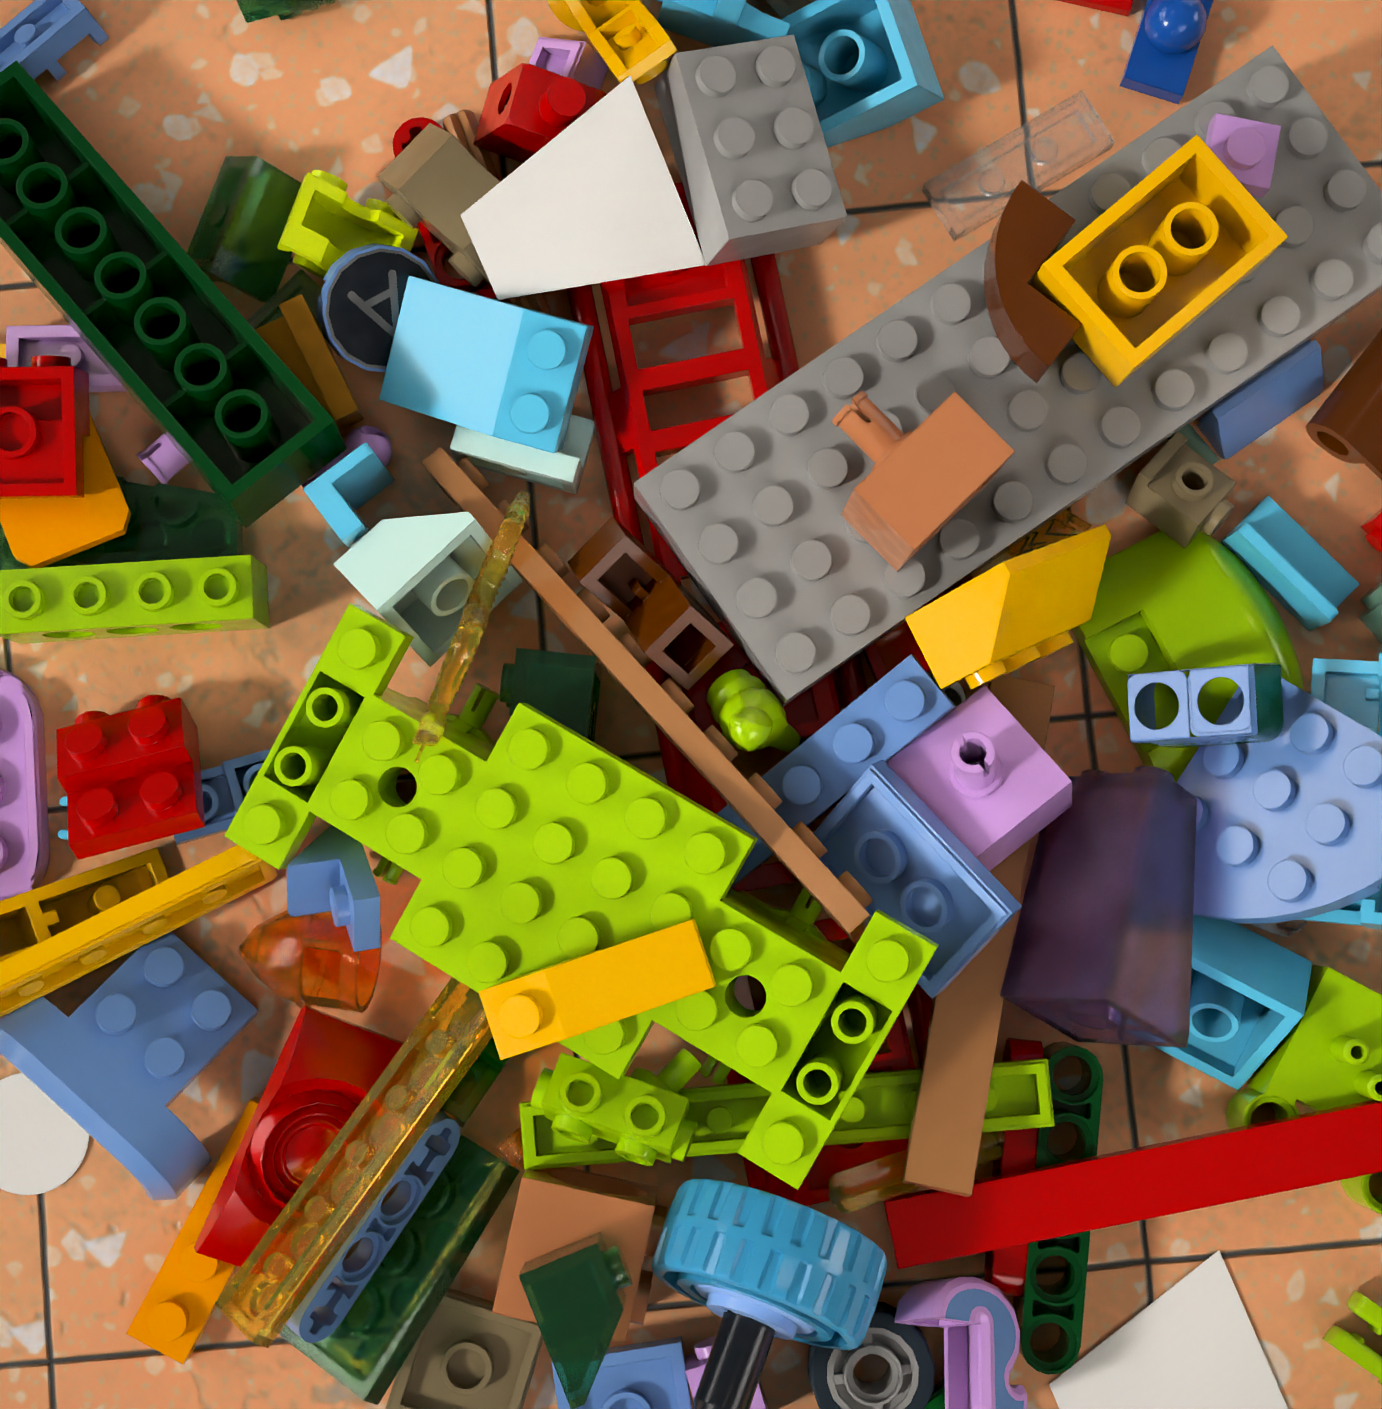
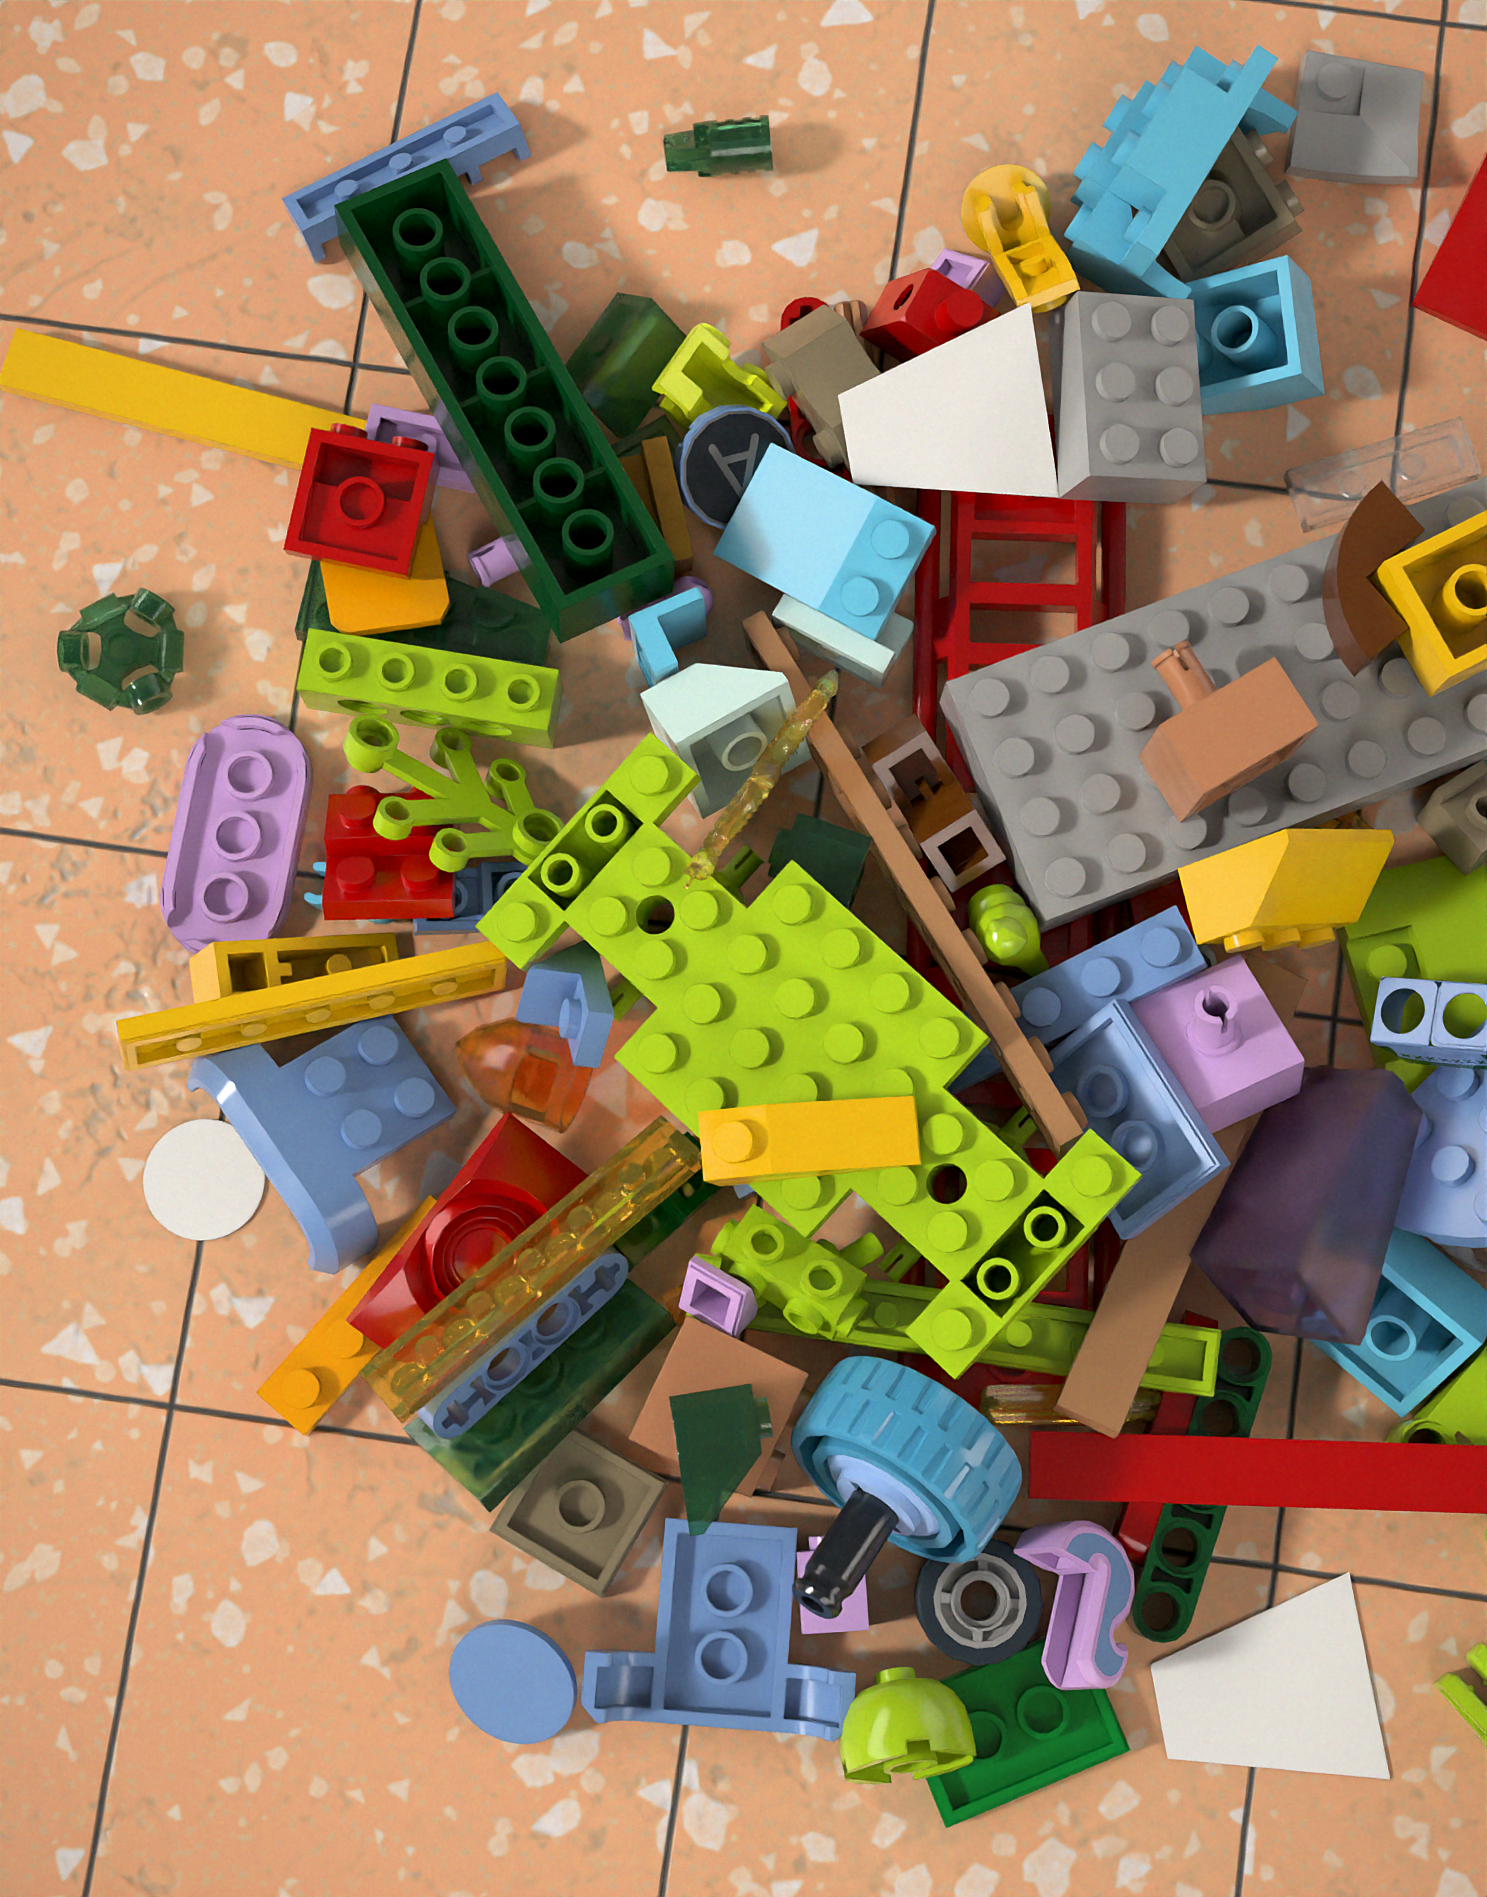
camera: 10 degrees right, 5 degrees down
(84, 674) = (520, 832): none -> lime plant
(548, 1153) = (717, 1298): none -> lavender slope

